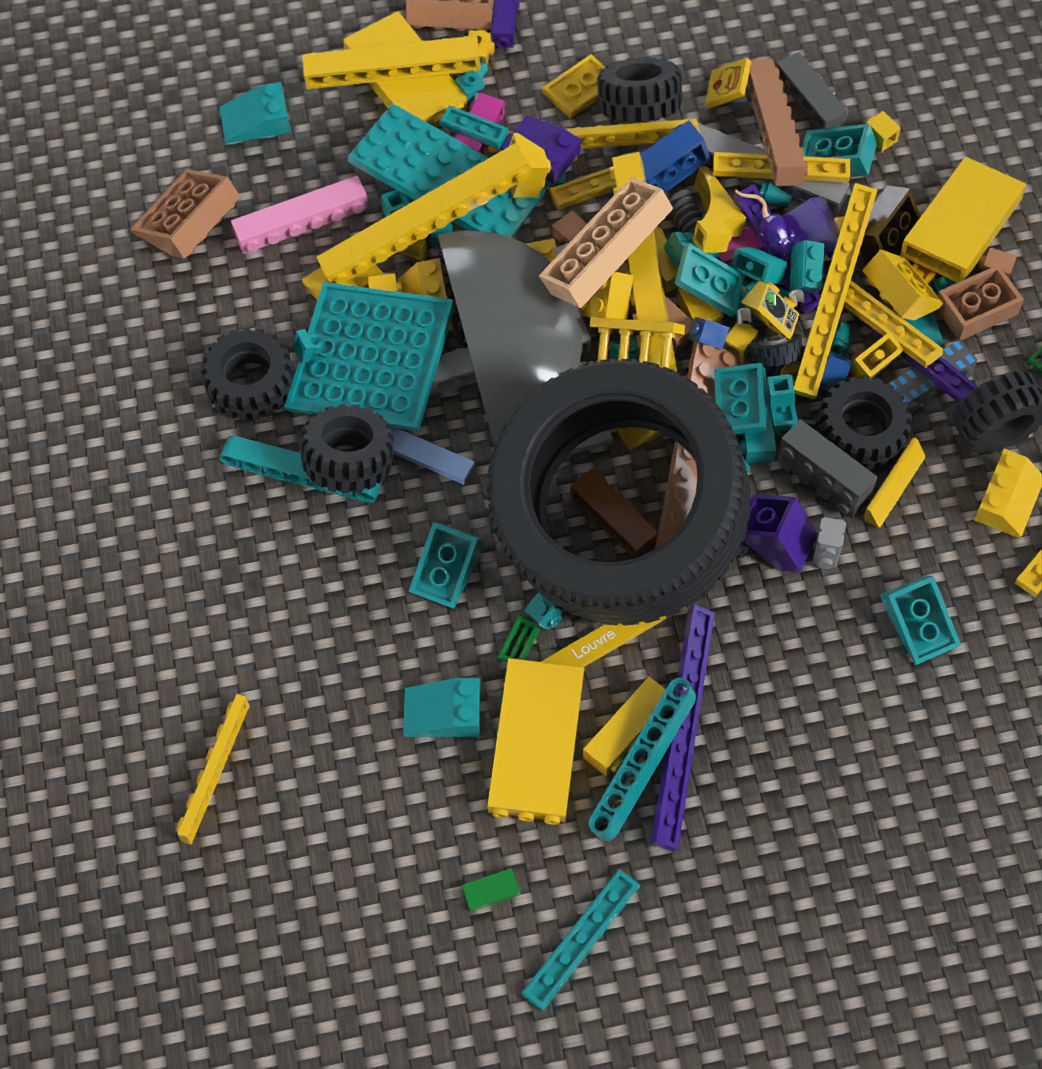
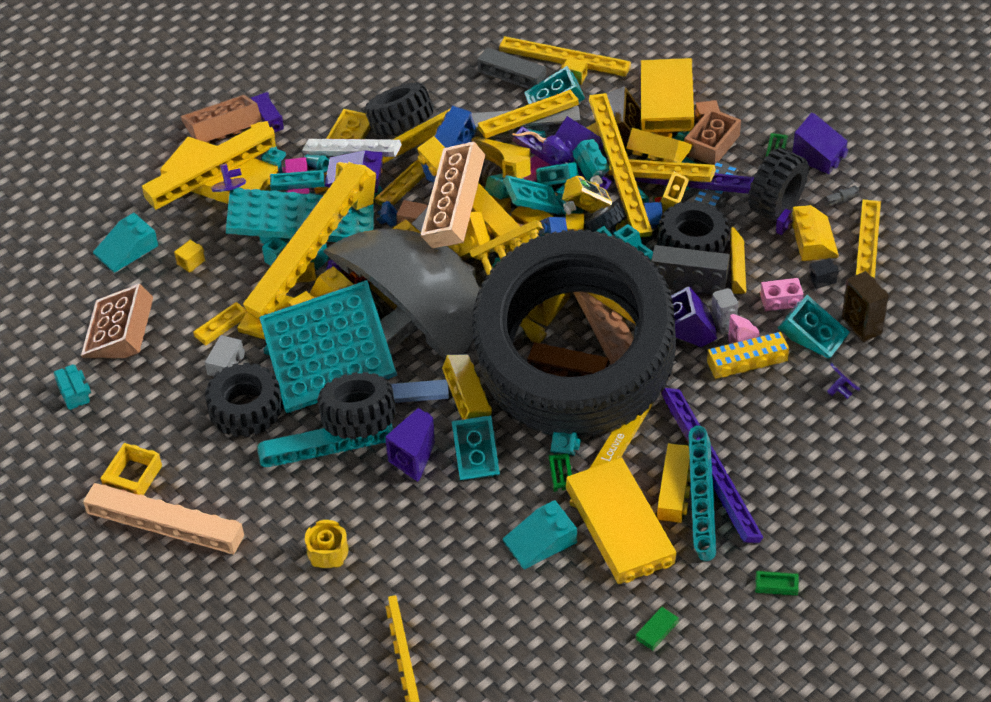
camera: 30 degrees left, 15 degrees down
(81, 383) = (136, 454): none -> yellow window
(86, 472) = (164, 518): none -> light nougat brick
(95, 264) = (72, 386): none -> teal brick
(219, 595) = (326, 544): none -> yellow brick
(265, 309) = (224, 353): none -> light grey brick
(288, 264) = (220, 323): none -> yellow tile
(300, 214) = (206, 289): bright pink brick -> none
(304, 345) = (275, 360): teal tile -> none
(310, 164) = (189, 255): none -> yellow brick
(382, 523) = (411, 443): none -> dark purple slope
(398, 96) = (228, 183): none -> dark purple shield
(474, 510) = (465, 387): none -> yellow brick
(516, 110) = (317, 162): none -> teal cone
(547, 217) = (387, 214): none -> blue tile
(561, 113) = (339, 147): none -> white plate
(580, 940) = (740, 627): teal tile -> none
(604, 452) = (533, 331): none -> yellow cone
(655, 912) = (777, 583): none -> green tile
(728, 83) = (452, 84): yellow tile -> none
(776, 124) = (505, 90): nougat brick -> none
(820, 612) = (747, 355): none -> yellow brick
(832, 582) = (741, 329): none -> bright pink slope
(882, 100) = (560, 55): none -> yellow tile
(907, 707) = (839, 383): none -> dark purple shield
(916, 548) = (781, 294): none -> bright pink brick
(983, 552) = (823, 273): none -> black brick
(985, 460) = (784, 222): none -> dark purple plate
(992, 627) = (864, 306): none -> dark brown brick

